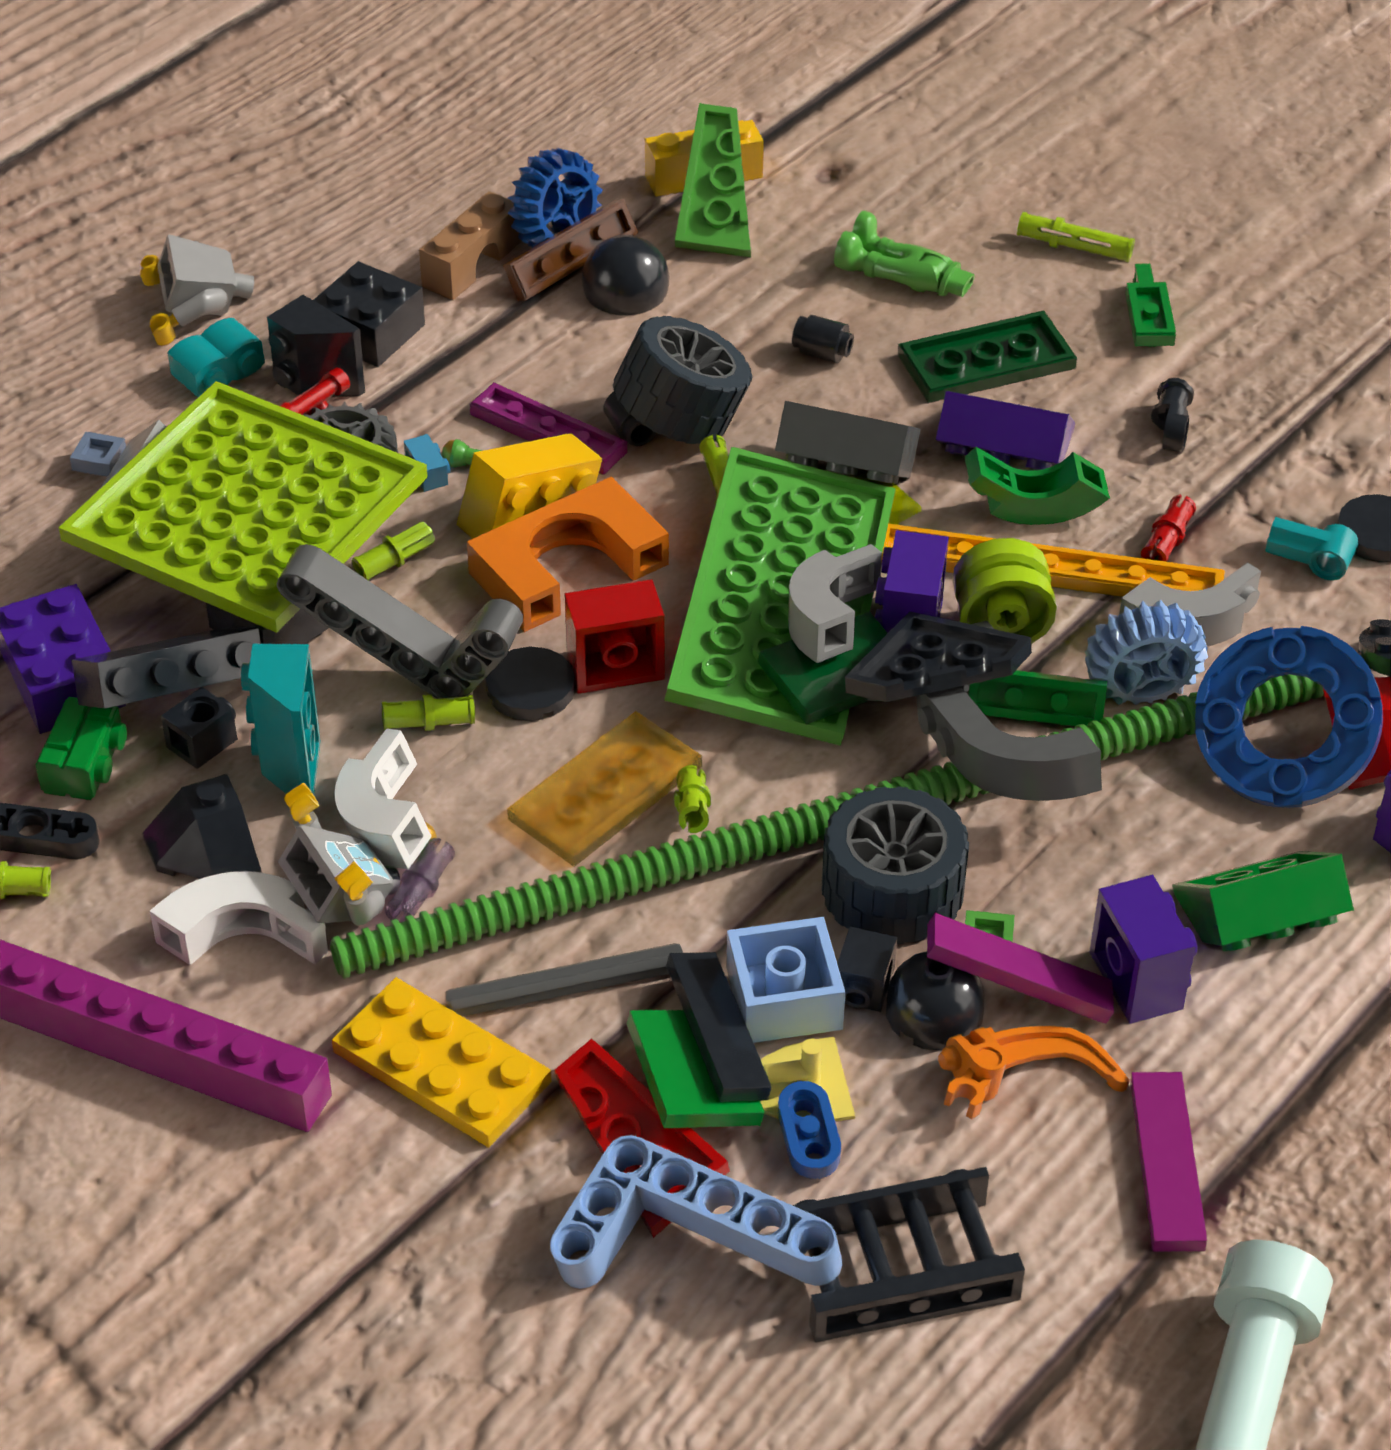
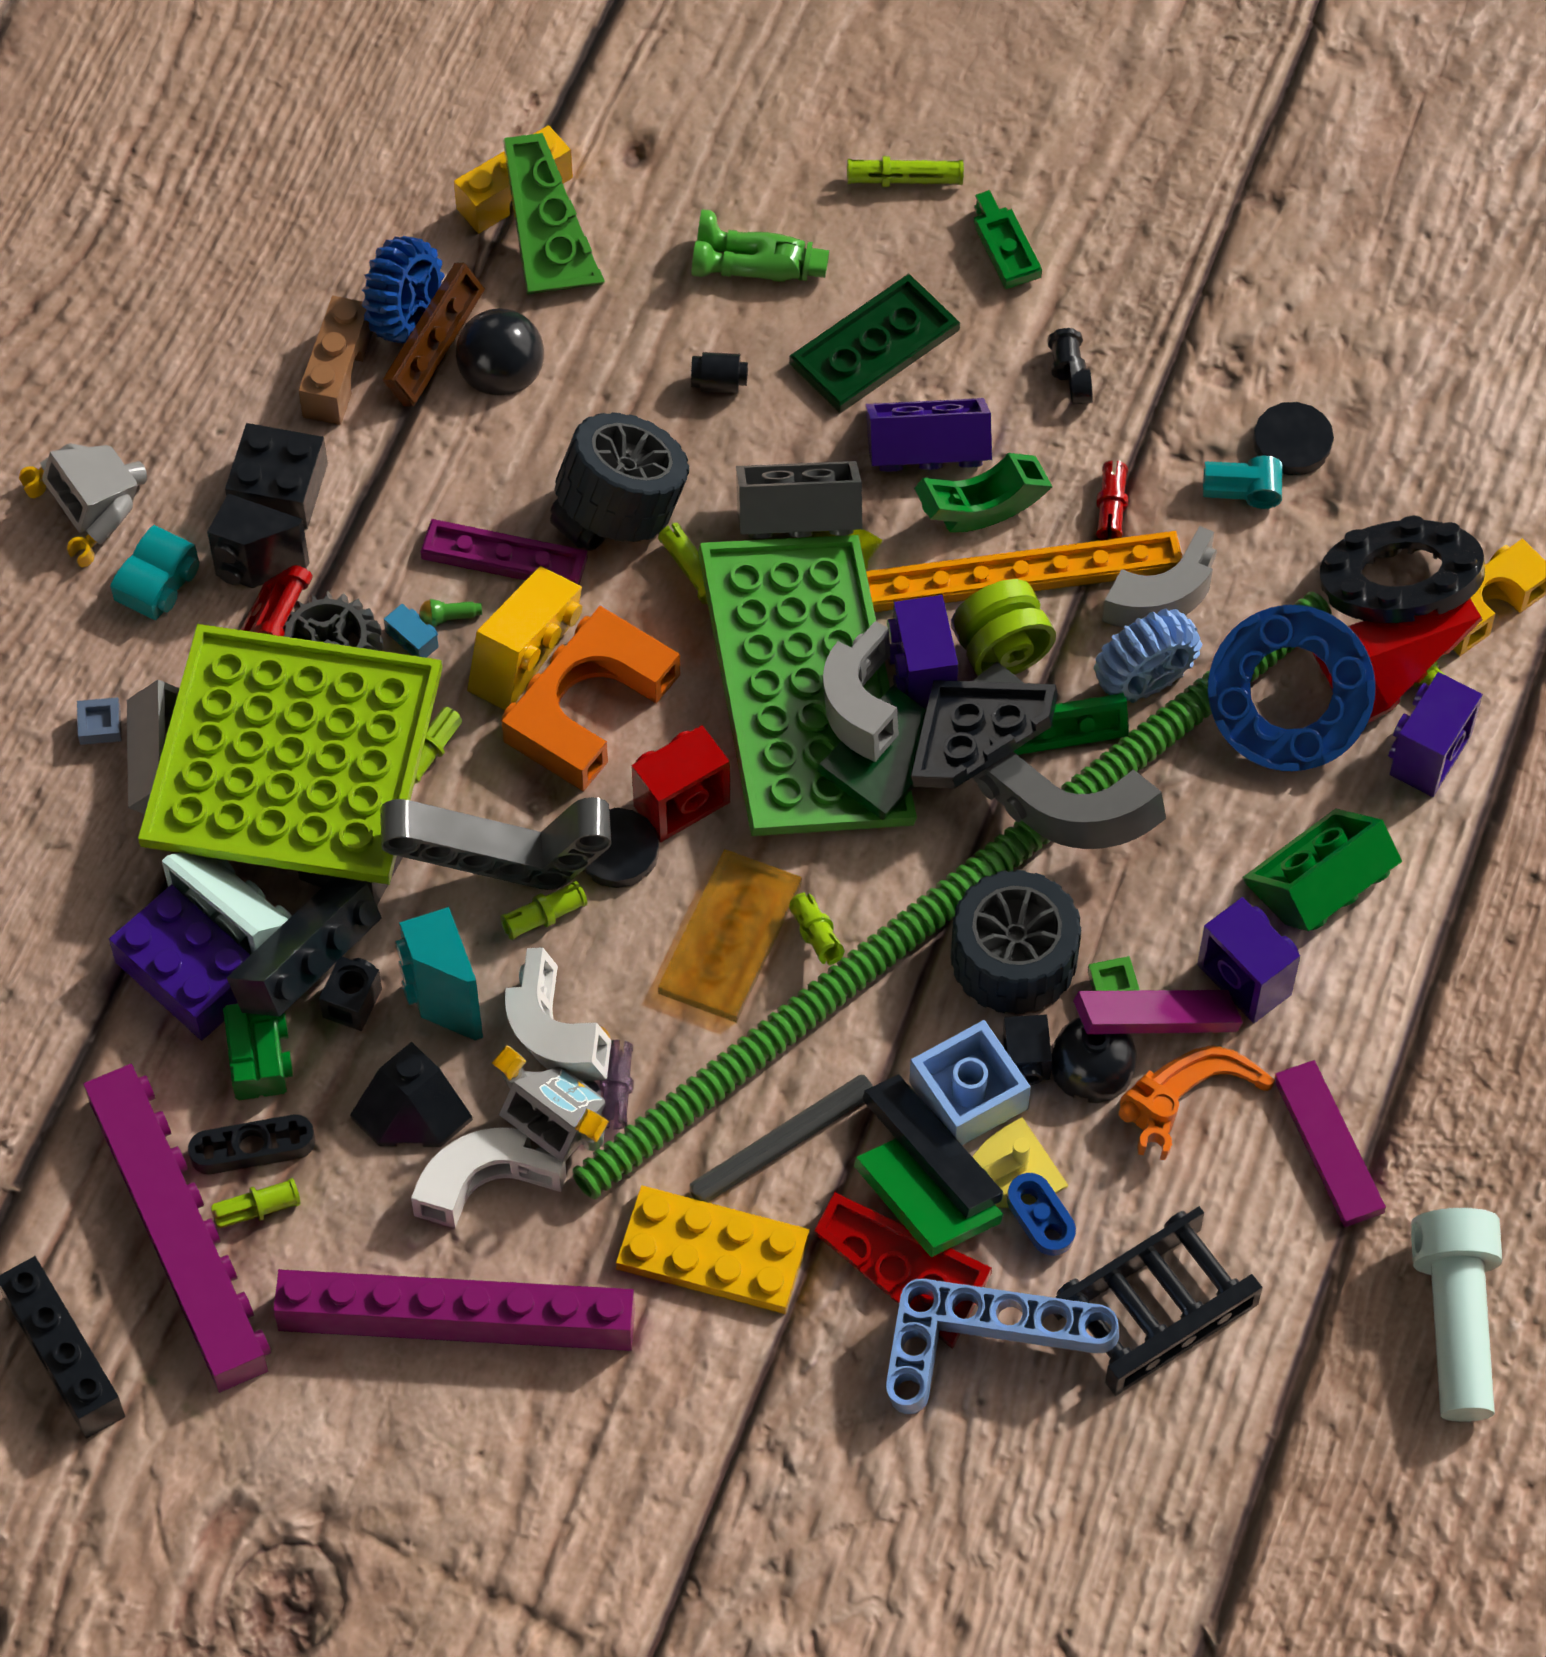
camera: 20 degrees left, 15 degrees up
(117, 602) = (226, 899): none -> light aqua slope

